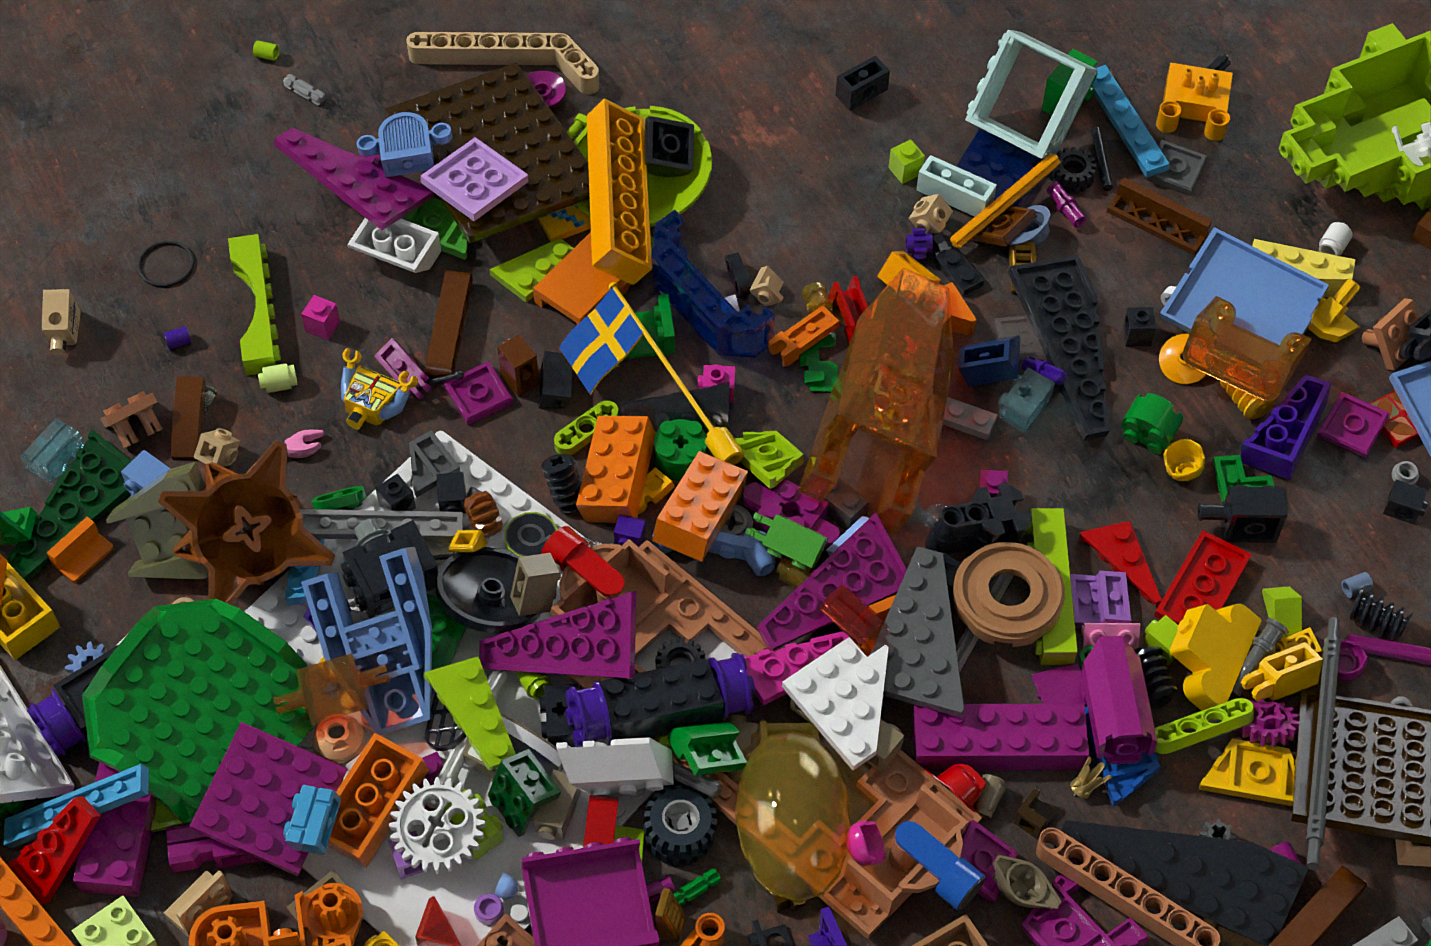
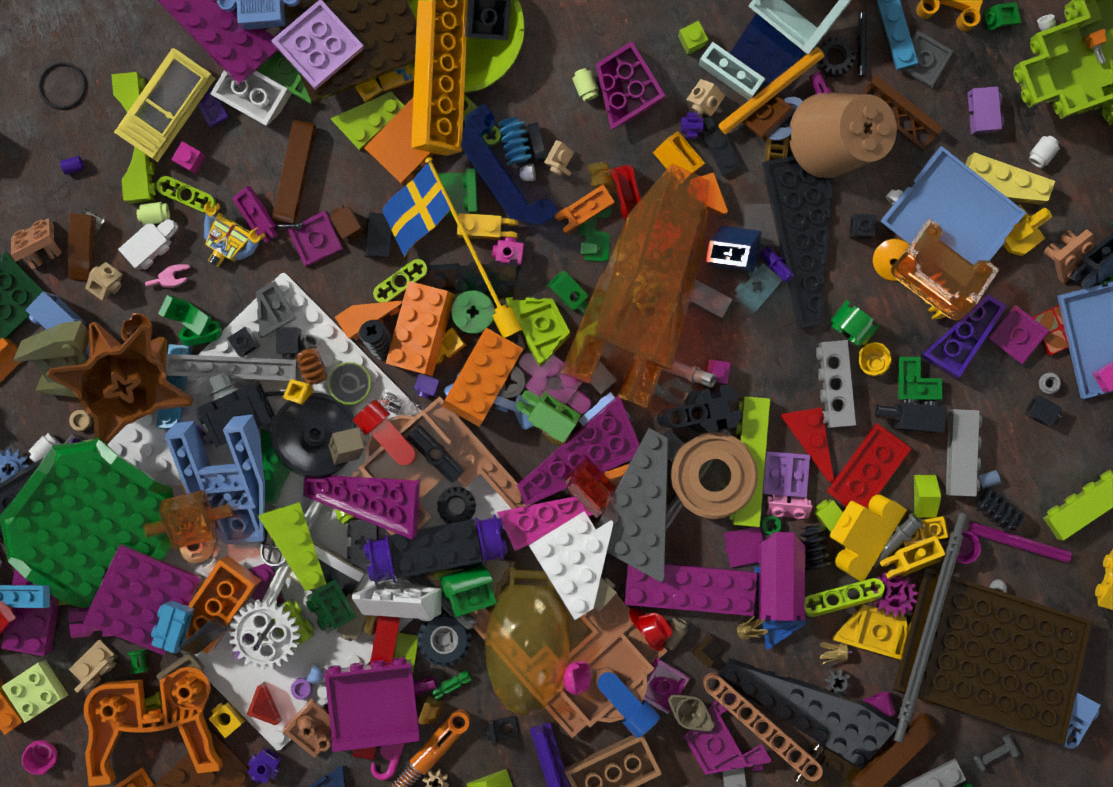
camera: 10 degrees right, 30 degrees up
(262, 883) = (142, 659): none -> green bush
(272, 408) = (148, 243): none -> white hinge
(295, 258) = (165, 104): none -> light yellow piece
(309, 350) = (174, 183): none -> lime beam
(318, 479) = (185, 313): none -> green bracket
(341, 261) = (212, 109): none -> dark purple hinge
(355, 828) = (204, 636): none -> black slope
(526, 468) = (356, 315): none -> orange slope
(531, 235) = (369, 90): none -> yellow plate
(579, 815) = (370, 625): none -> clear yellow tile
(661, 605) = (425, 443): none -> black piece
(686, 359) = (485, 226): none -> yellow hinge
(712, 266) = (514, 140): none -> dark azure piece
(789, 215) = (585, 84): none -> yellowish green brick
(794, 415) = (562, 286): none -> green torso
(840, 208) = (627, 85): none -> magenta wedge
(963, 486) = (693, 374): none -> light grey pin
(1097, 220) = (841, 133): none -> medium nougat cone
(1138, 457) = (842, 373): none -> light grey brick
(1212, 799) = (840, 654): none -> pearl gold piece
(1252, 118) = (1002, 16): none -> green bracket
(1258, 202) = (986, 108): none -> medium lavender piece
(1317, 553) = (963, 452): none -> light grey brick
(1363, 123) = (1094, 41): none -> orange piece

